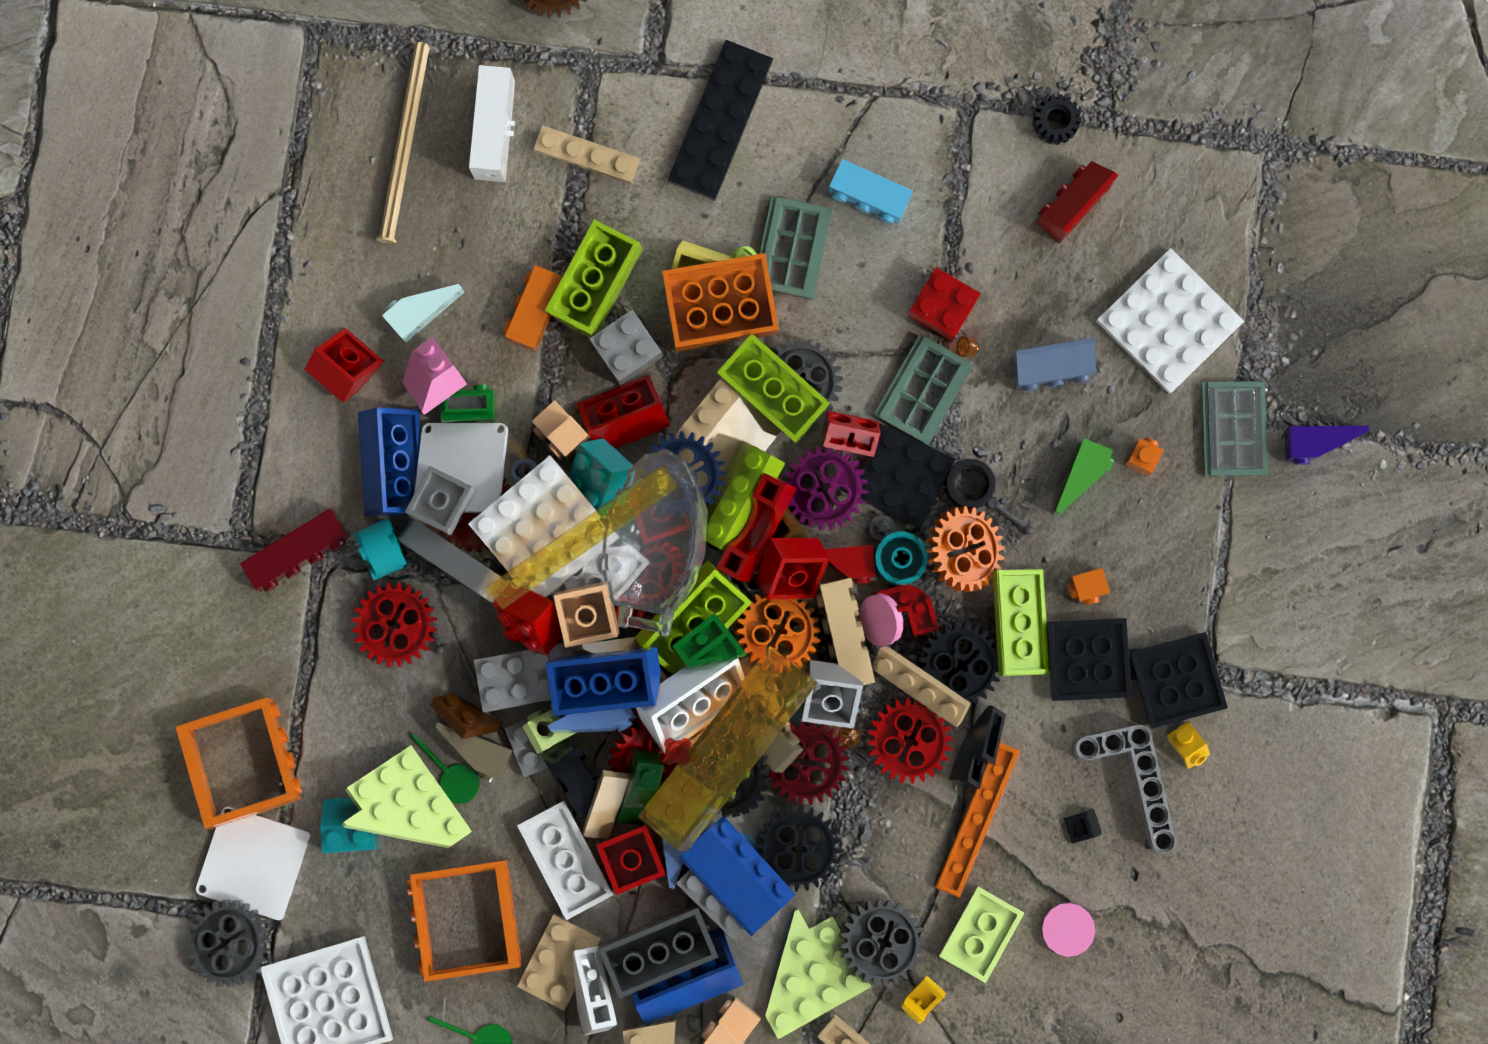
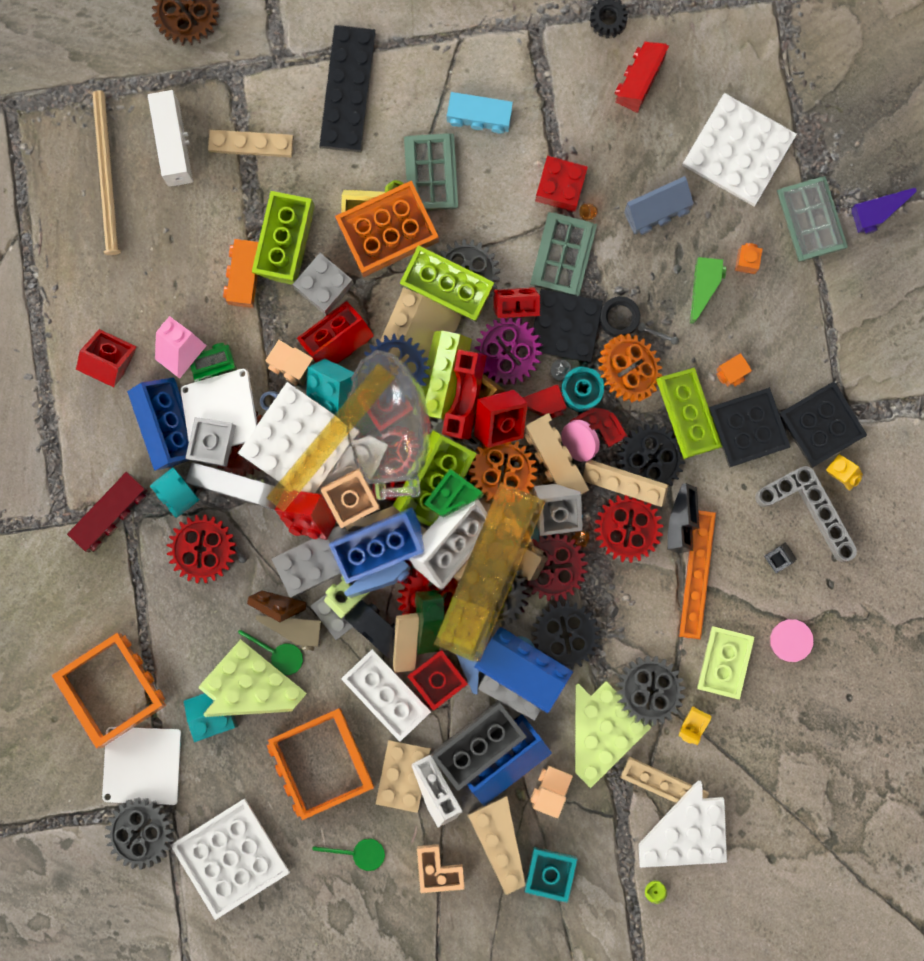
camera: 15 degrees left, 0 degrees up
(416, 311) = (151, 300): light aqua slope -> none
(683, 745) = (445, 580): clear red plate -> none

